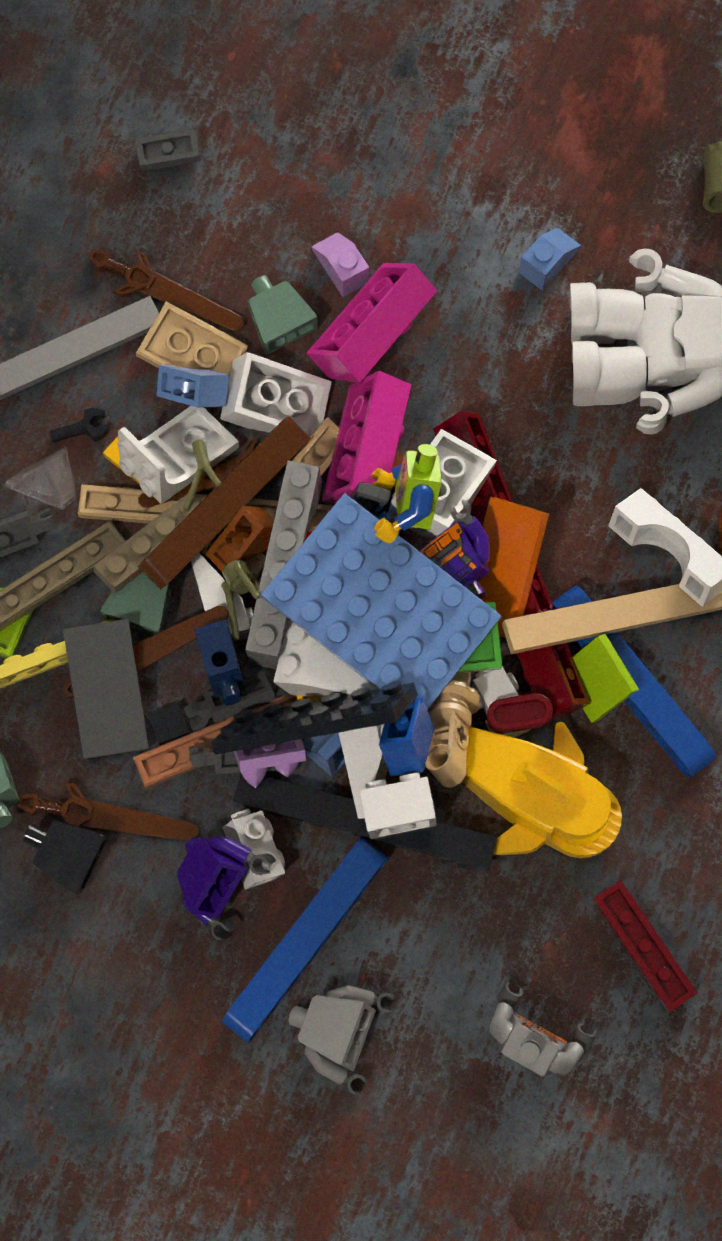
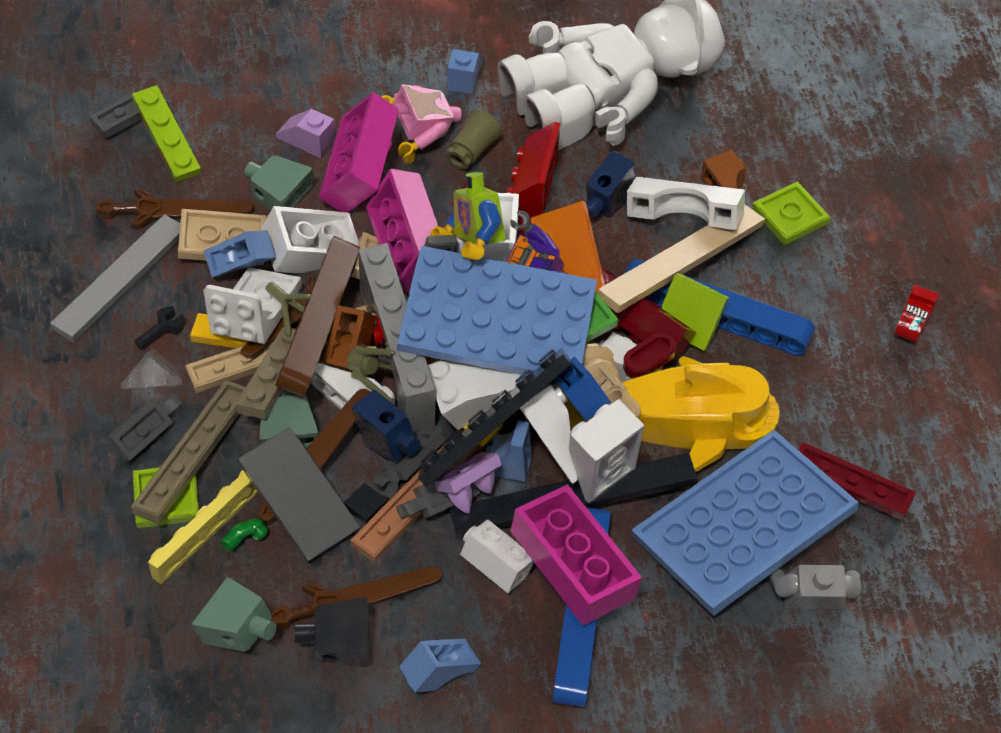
camera: 30 degrees left, 20 degrees down
(42, 694) = (243, 529): none -> green arm
(141, 930) = (437, 662): none -> medium blue arch
(199, 197) = (166, 134): none -> lime plate
(211, 876) = (476, 585): dark purple torso -> none
(315, 896) = (575, 554): none -> dark pink brick
(337, 1029) = (654, 657): light grey torso -> none
(467, 301) = (423, 116): none -> bright pink torso
(502, 356) = (475, 136): none -> olive plant
(507, 938) = (744, 521): none -> medium blue plate
(540, 430) = (536, 169): none -> red slope
(613, 478) = (609, 185): none -> dark blue torso

